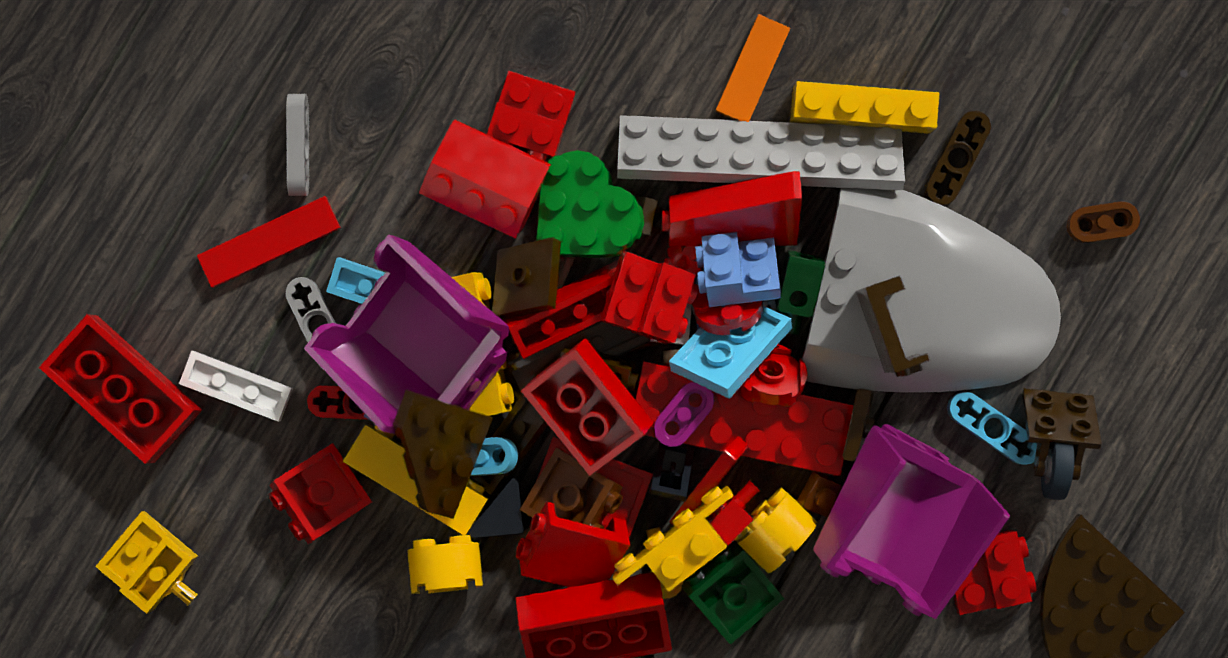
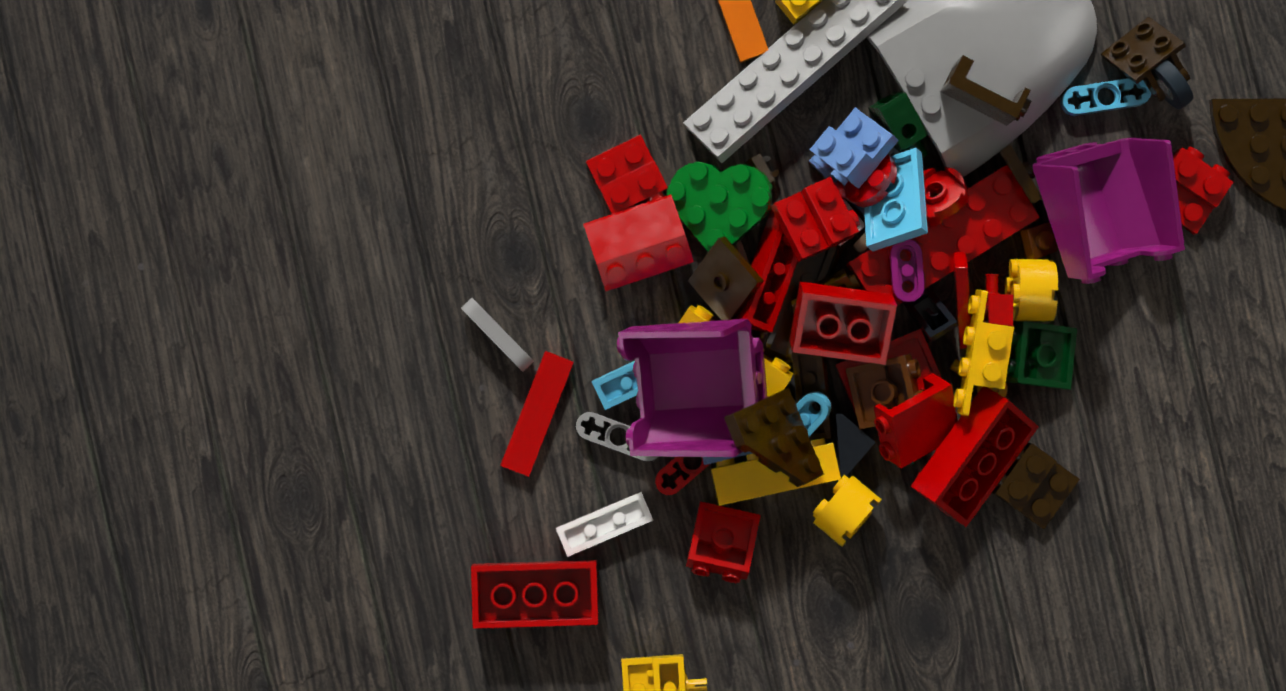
camera: 40 degrees left, 0 degrees up
(683, 258) = (810, 174): red plant -> none
(751, 208) = (822, 103): red slope -> none

